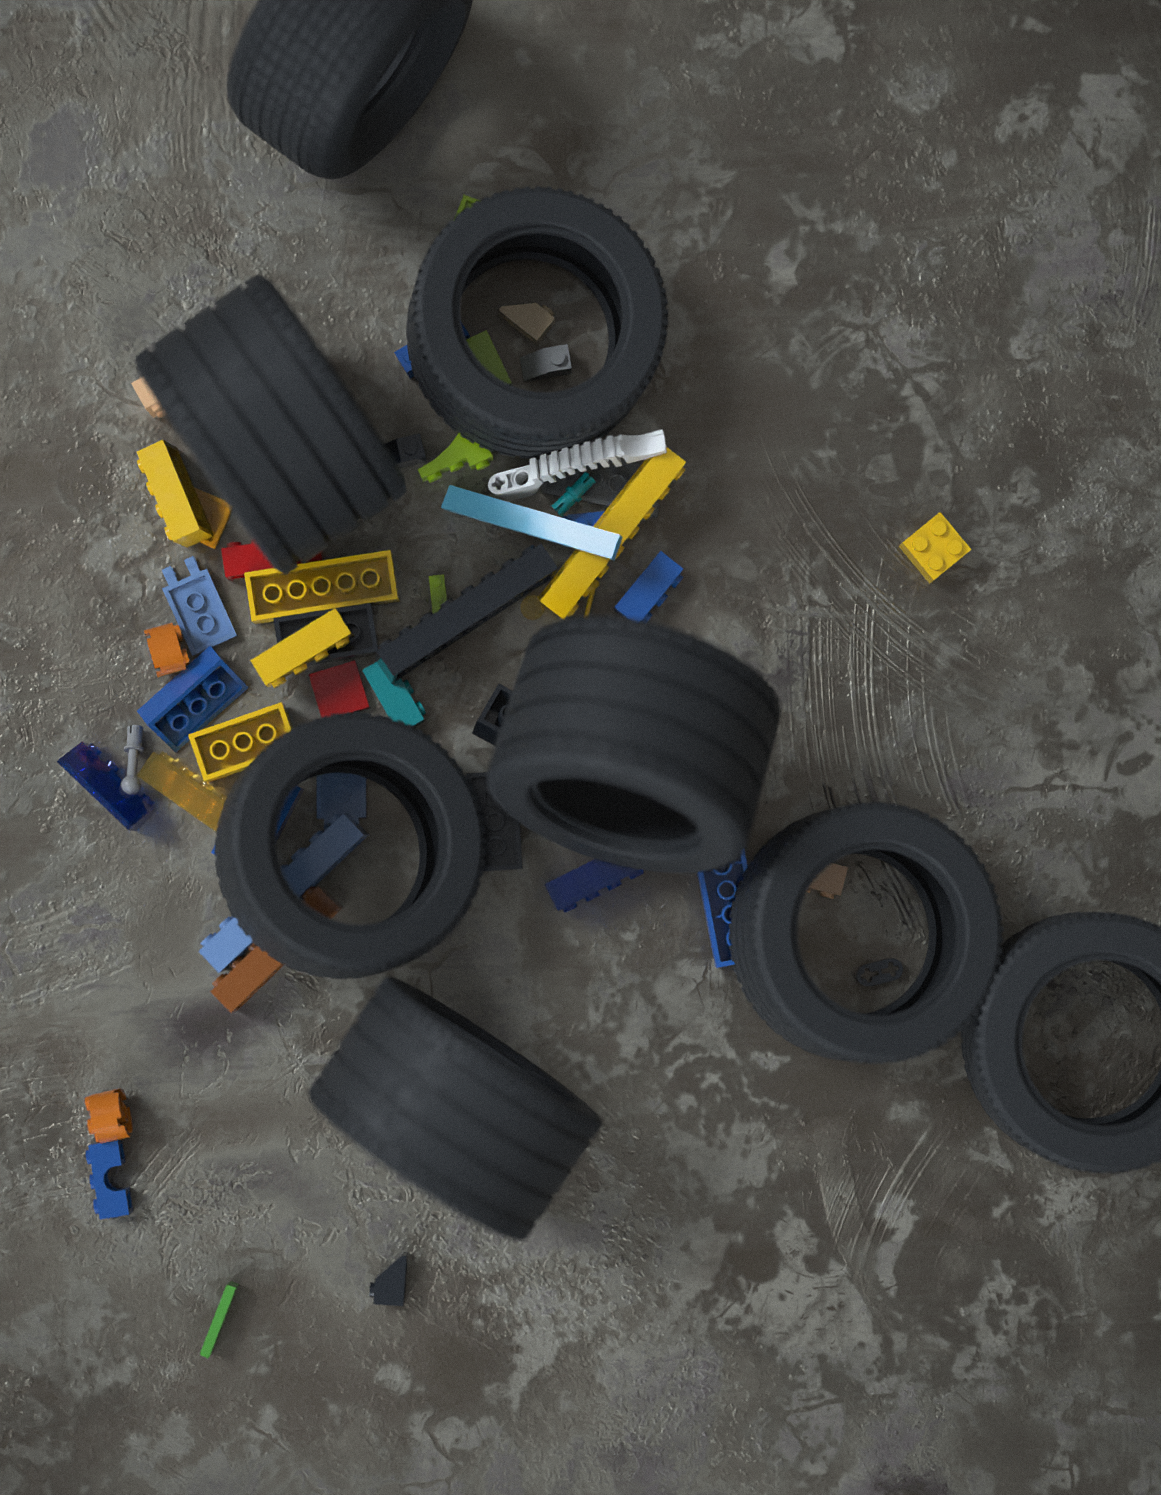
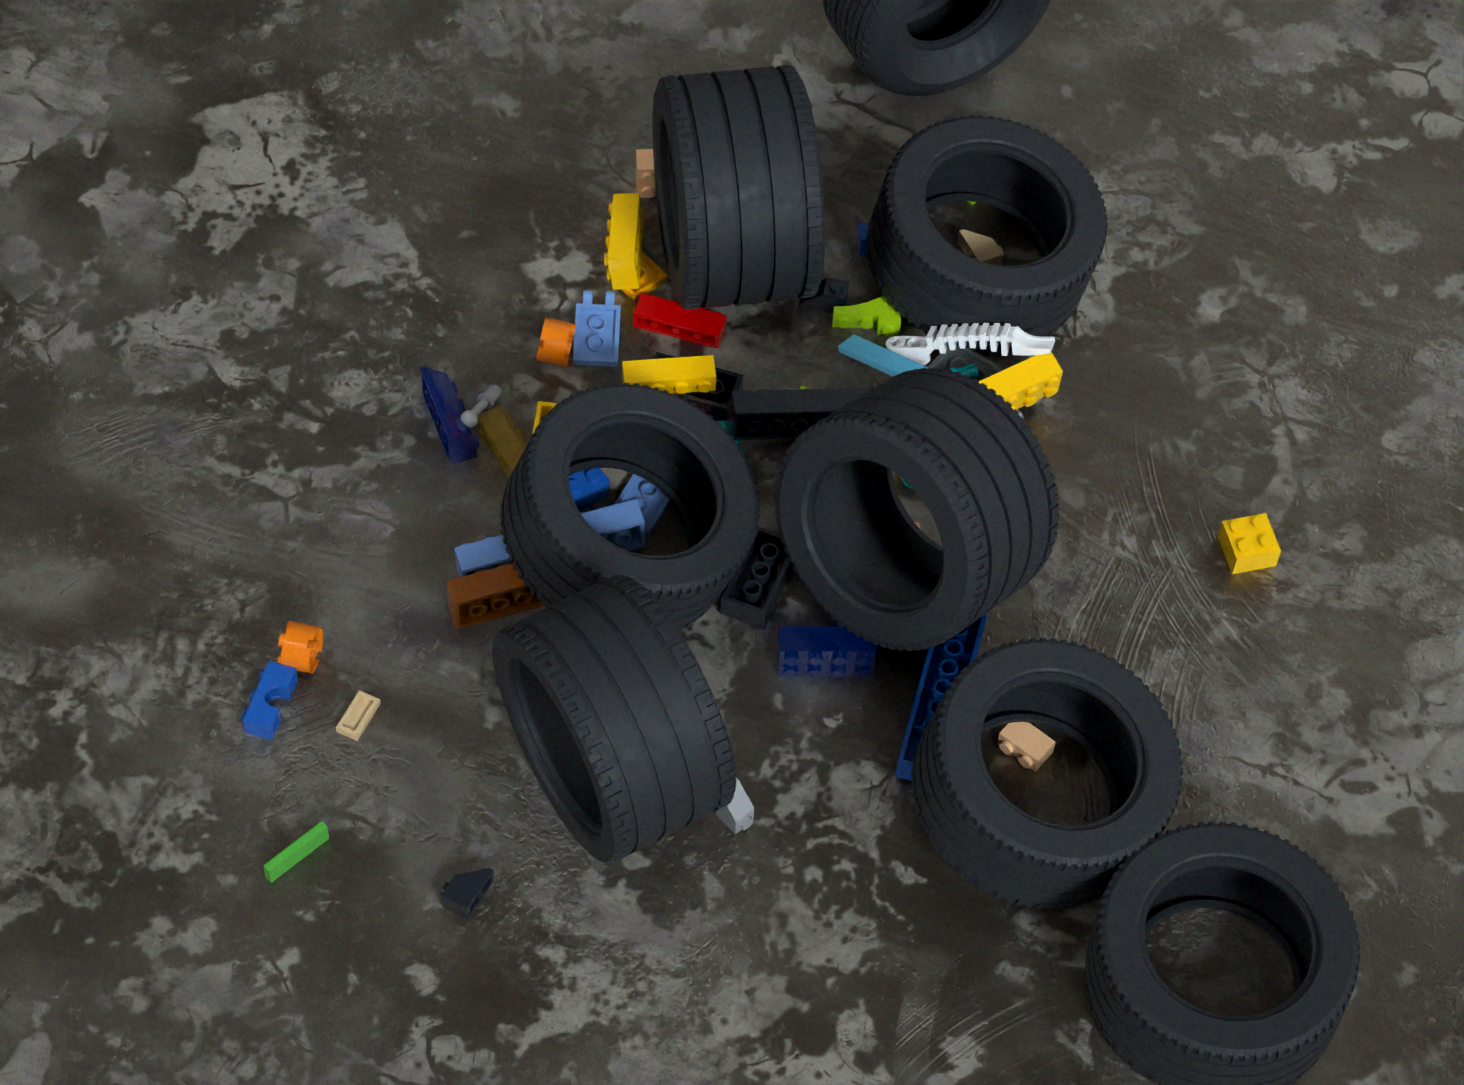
camera: 25 degrees right, 30 degrees down
(192, 699) = (550, 385): blue slope -> none
(197, 1149) = (358, 715): none -> tan tile
(322, 586) = (731, 352): yellow brick -> none
(590, 1081) = (739, 812): none -> light grey slope

